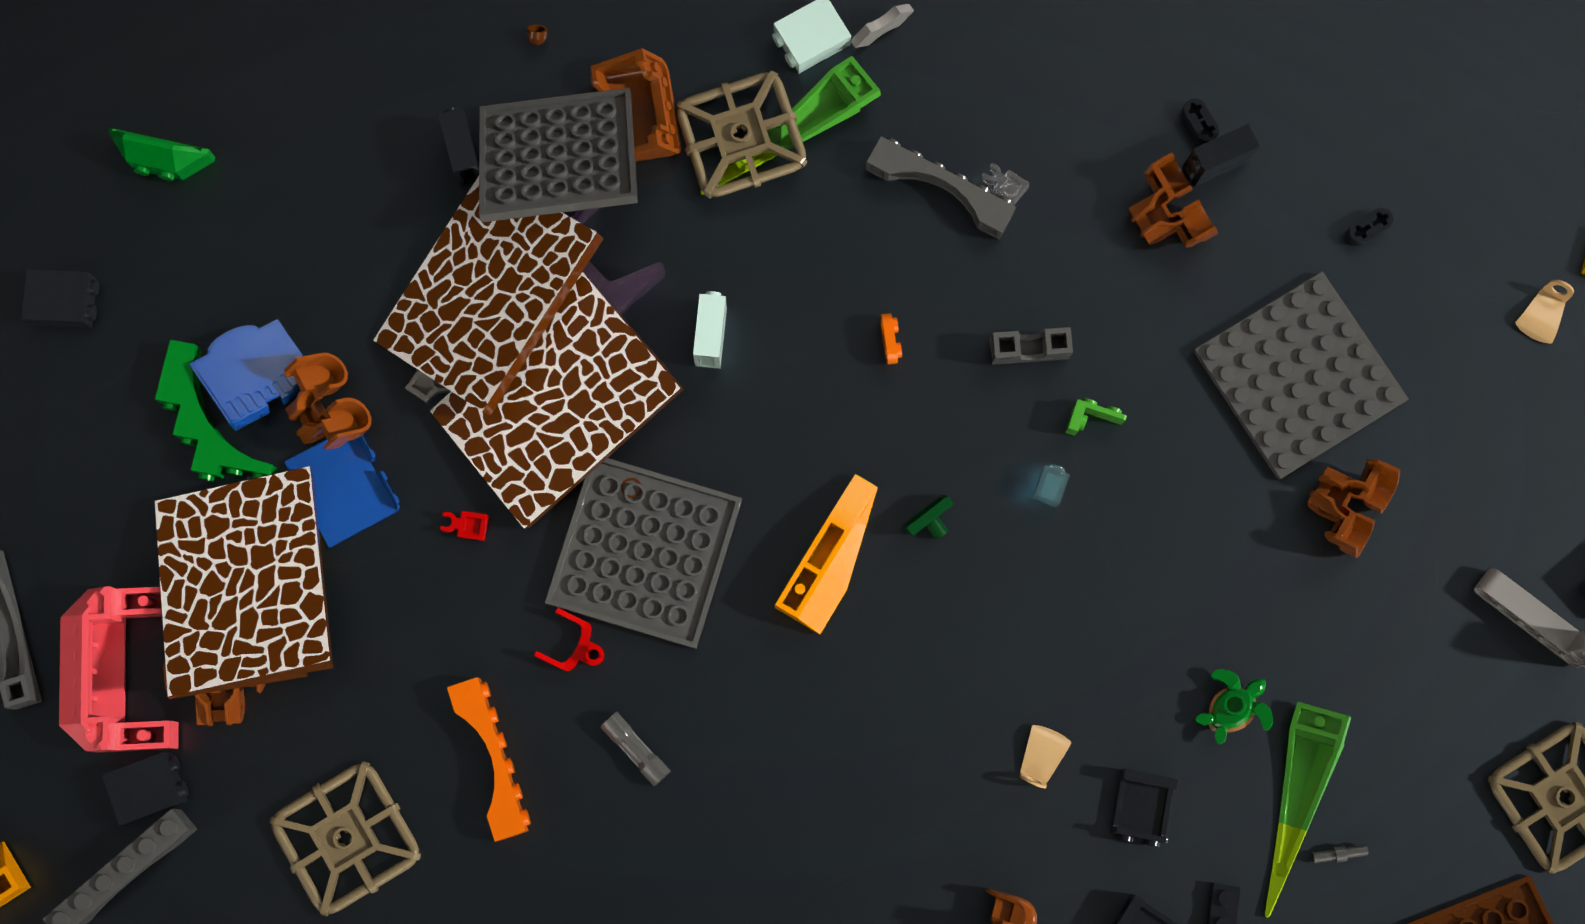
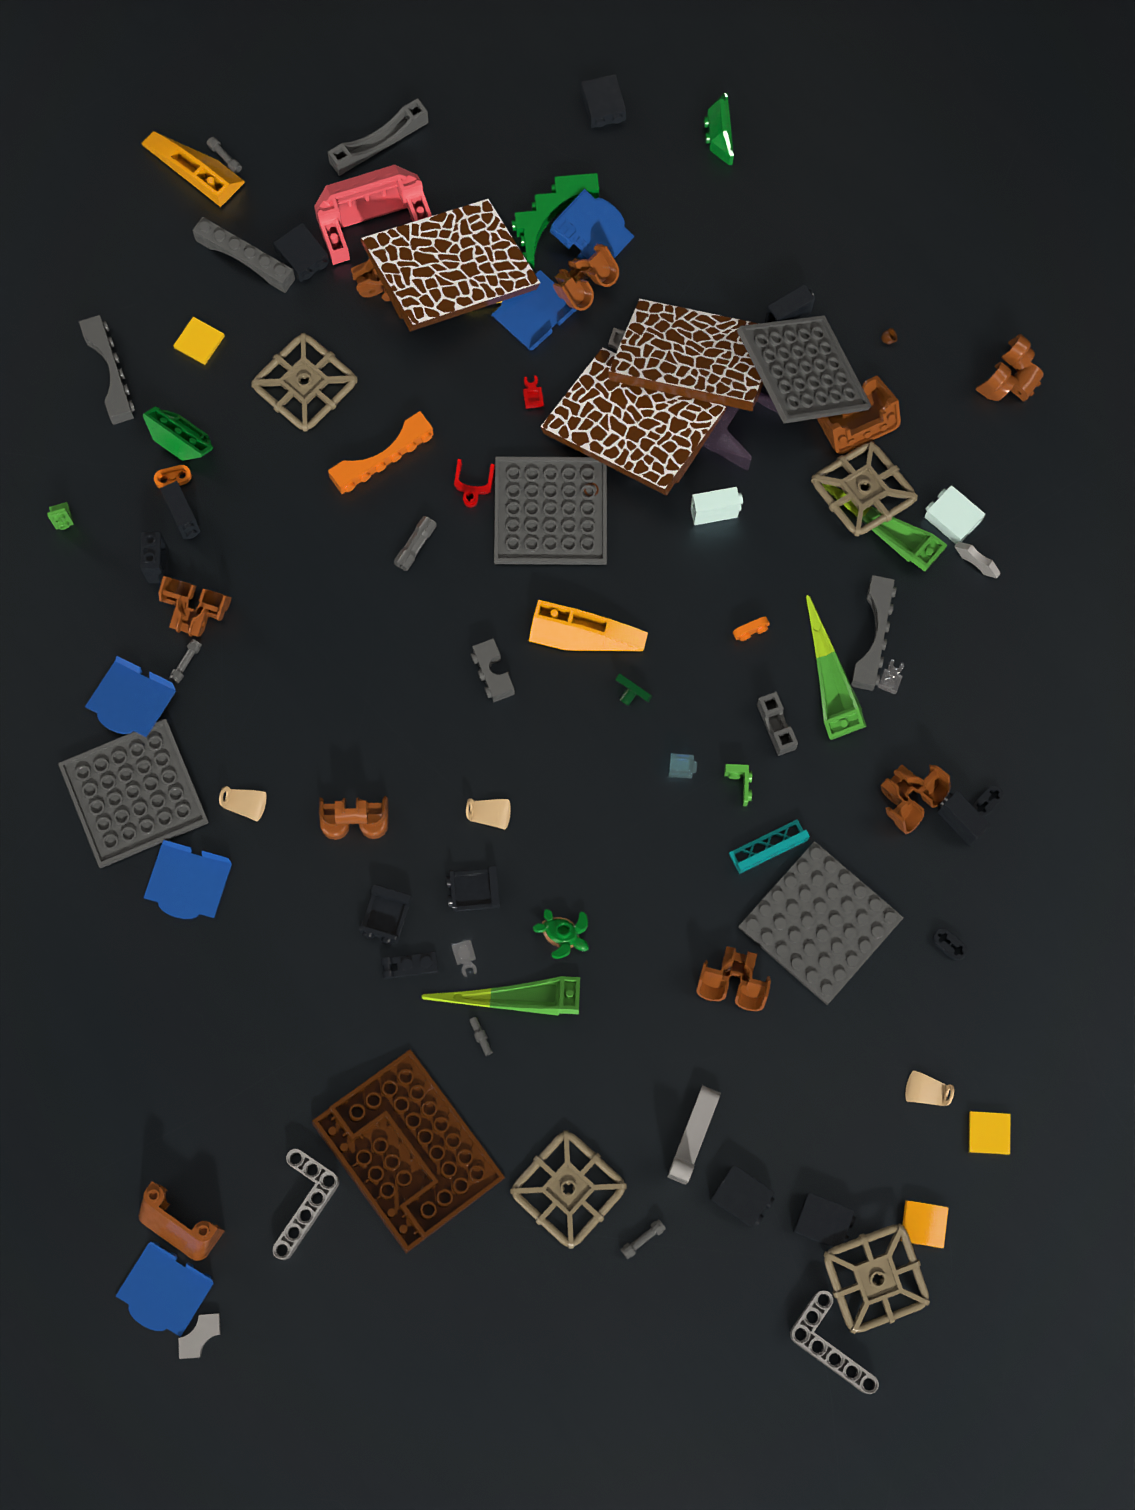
camera: 75 degrees right, 5 degrees down
(873, 696) = (497, 685): none -> dark grey arch
(1022, 259) = (839, 703): none -> bright green plate
(1196, 407) = (774, 850): none -> teal fence
(1227, 845) = (464, 955): none -> clear plate

